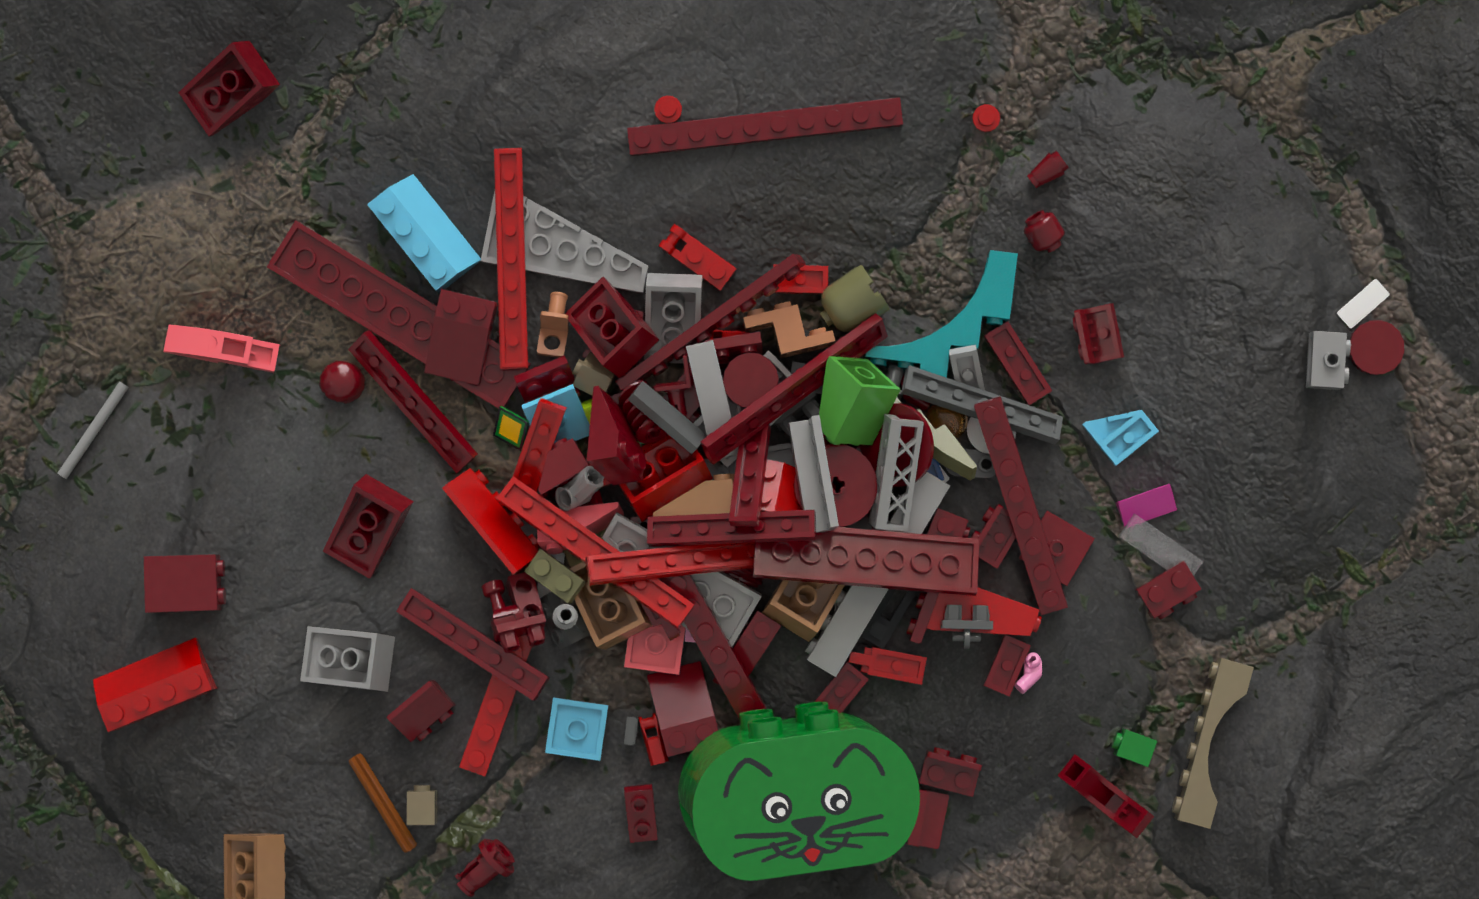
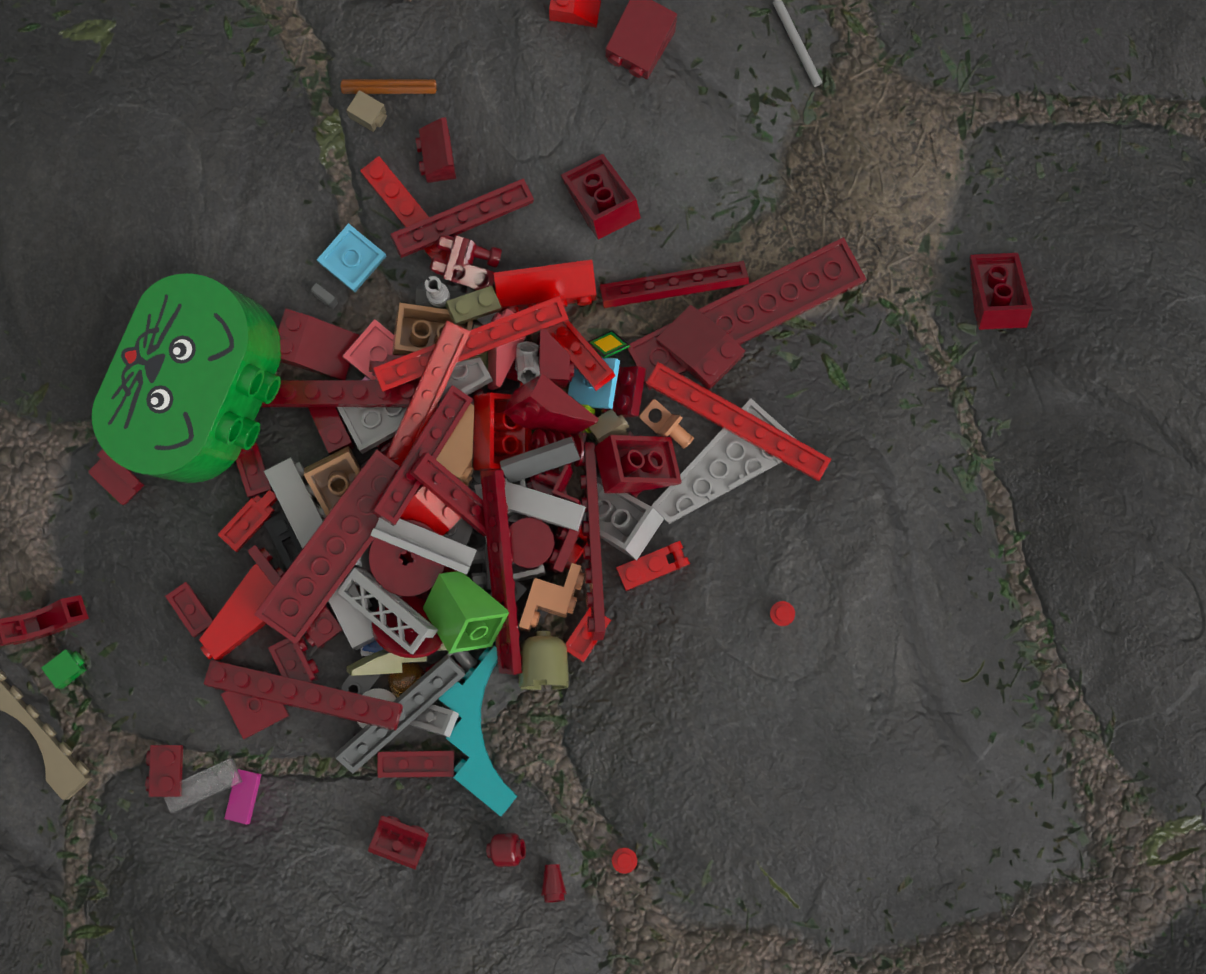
camera: 120 degrees right, 5 degrees down
(221, 347) = (801, 168): coral slope -> none
(342, 382) = (721, 242): dark red hair -> none
(347, 658) = (509, 123): light grey slope -> none
(424, 232) = (798, 369): medium azure slope -> none
(492, 860) = (293, 138): dark red piece -> none
(640, 813) = (259, 266): dark red plate -> none
(655, 744) = (306, 307): red bar -> none
(765, 126) = (723, 682): dark red plate -> none
(949, 772) = (138, 516): dark red bracket -> none
(954, 620) = (246, 585): dark grey hips -> none
(1032, 672) = (172, 625): bright pink arm -> none
(1121, 434) = (310, 811): medium azure wing -> none

